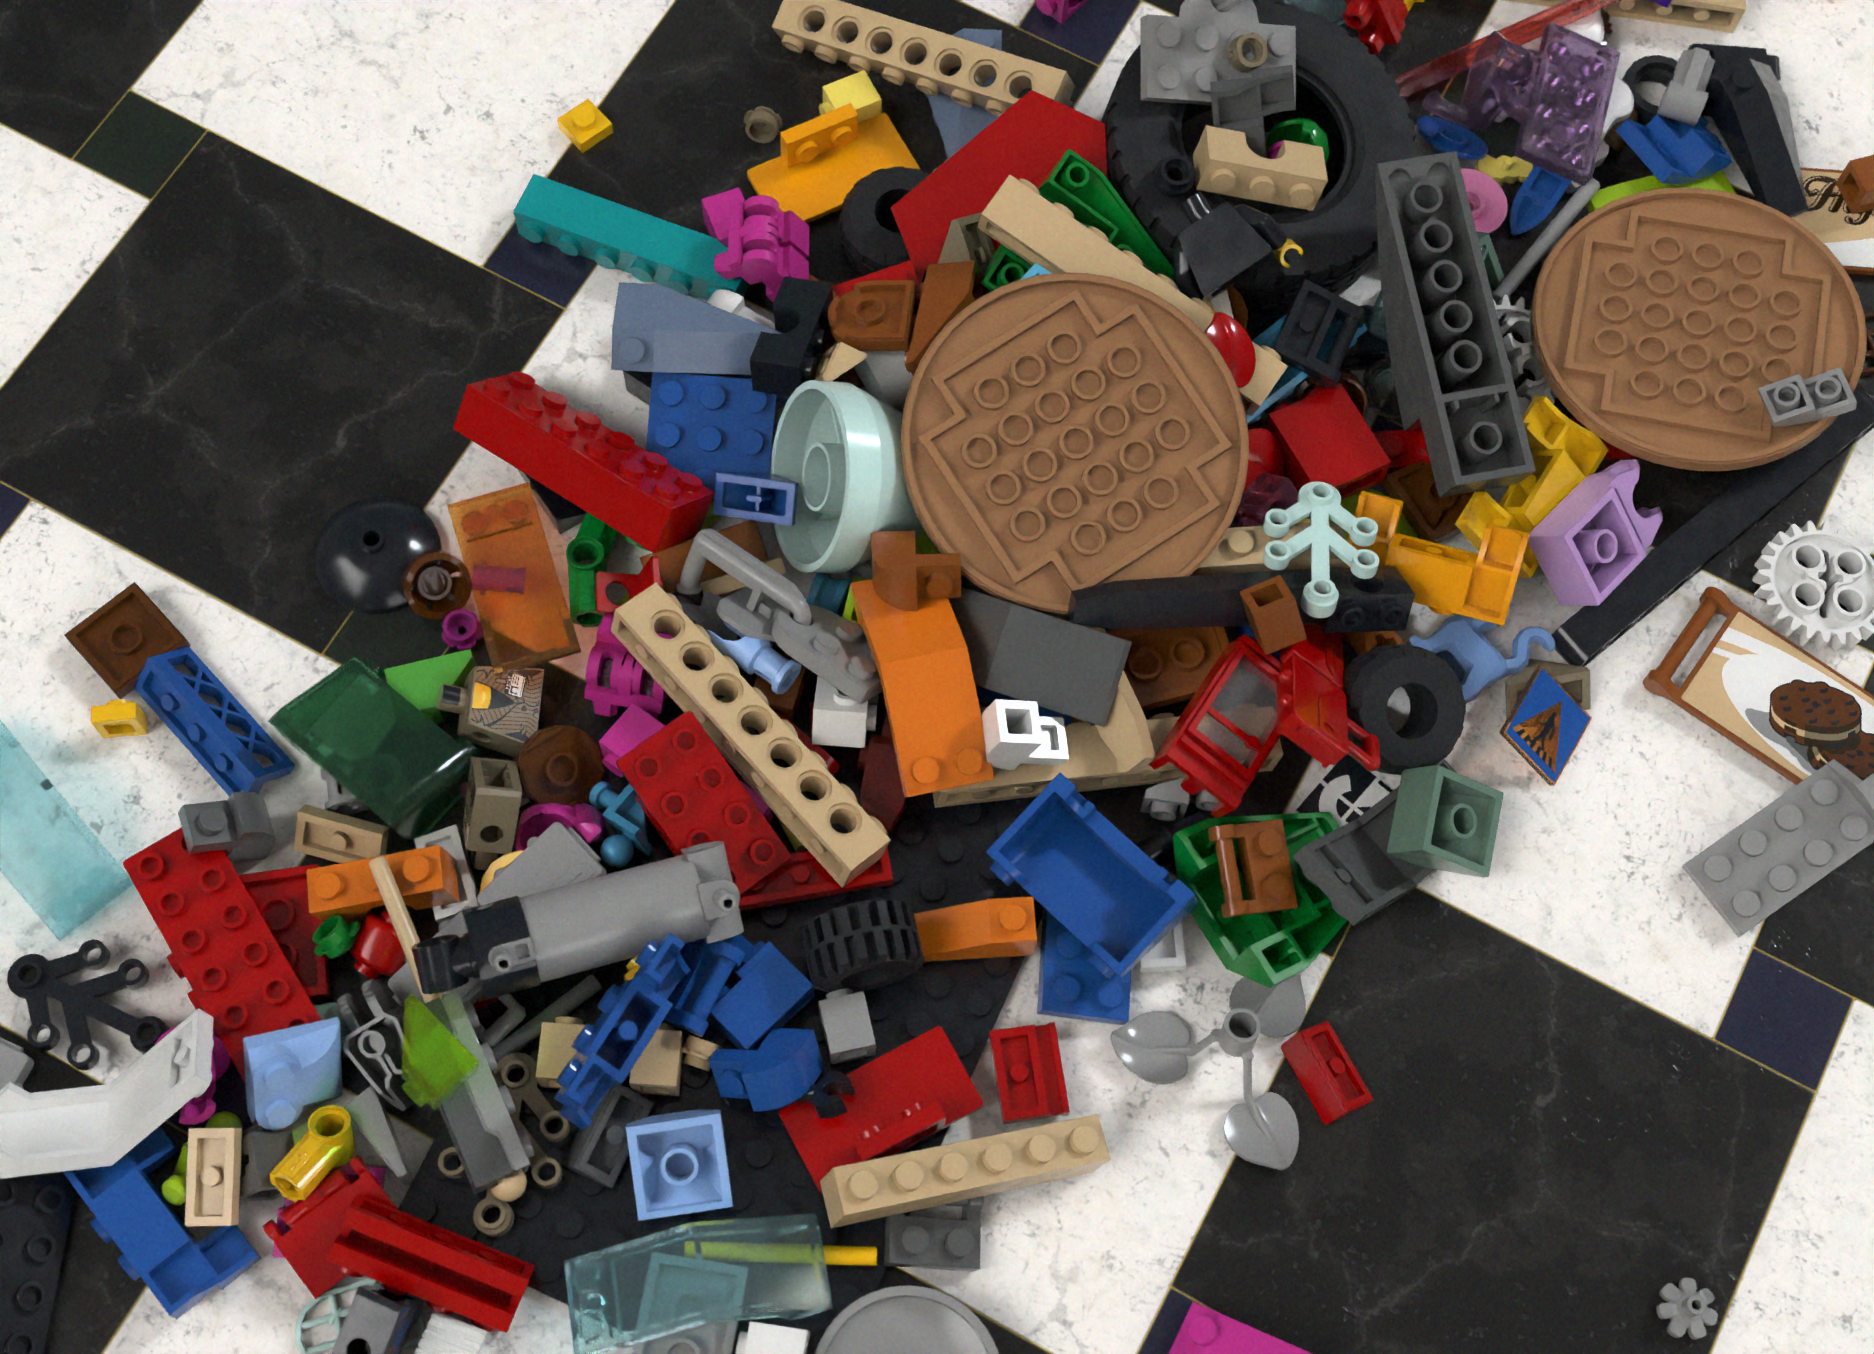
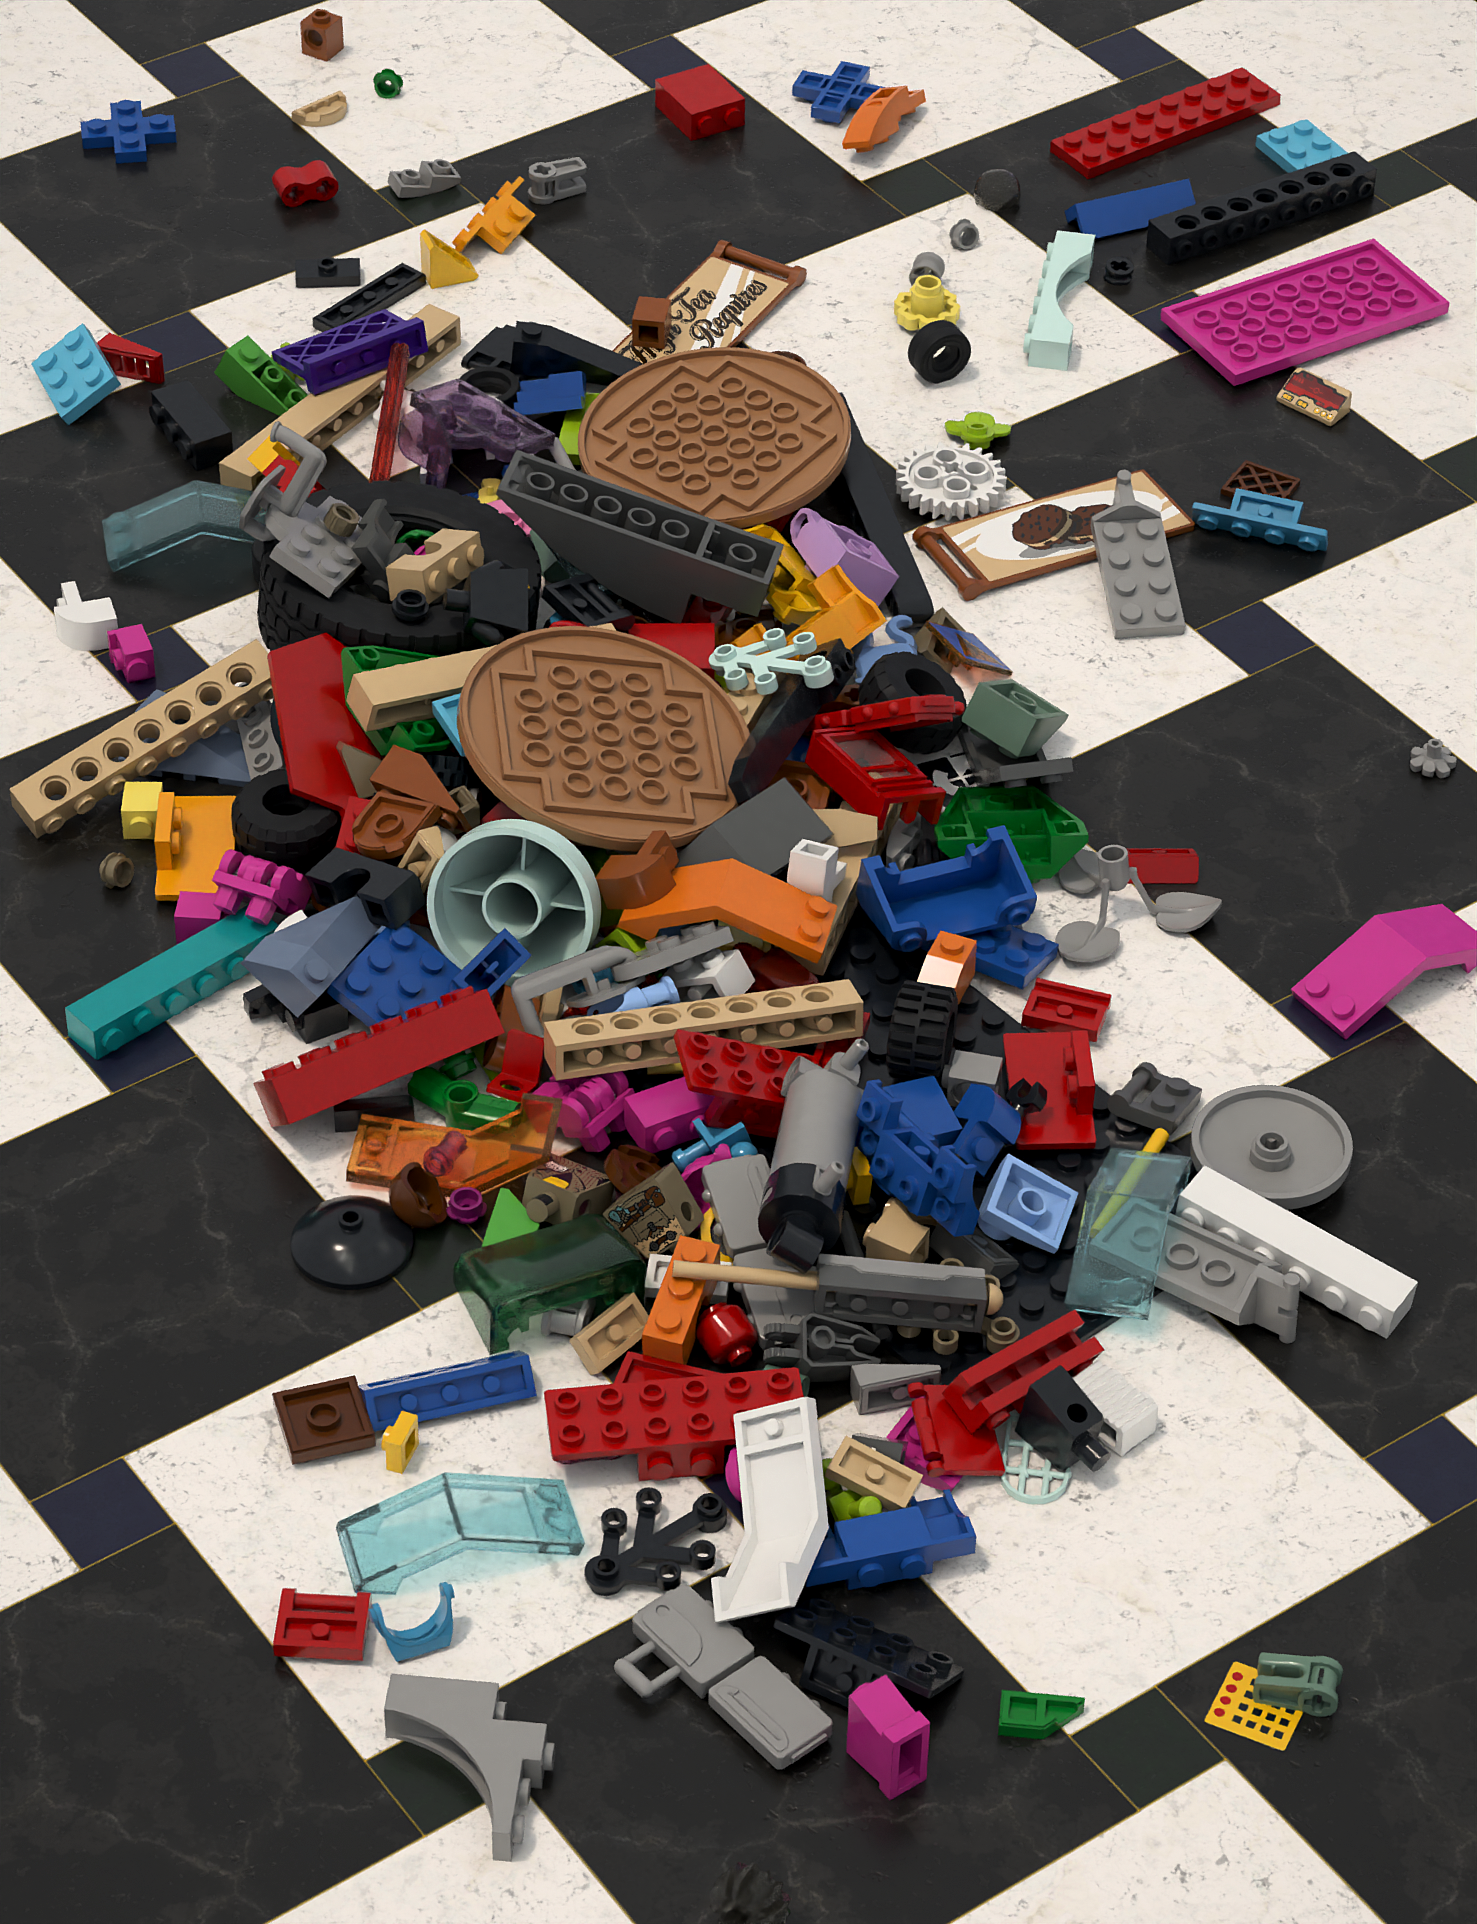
camera: 60 degrees left, 25 degrees down
(232, 825) = (567, 1369): dark grey brick -> none
(292, 1071) = (808, 1378): light blue slope -> none
(323, 1147) = (890, 1412): yellow piece -> none
(334, 936) = (707, 1347): green plate -> none
(432, 1057) = (868, 1268): clear neon green slope -> none
(585, 125) = (24, 979): yellow plate -> none
(963, 1170) = (1129, 1047): tan brick -> none
(1263, 864) = (979, 812): dark orange plate -> none
(1273, 615) = (813, 702): dark orange brick -> none
(1686, 92) = (512, 371): light grey piece -> none
(1807, 400) = (821, 399): light grey slope -> none

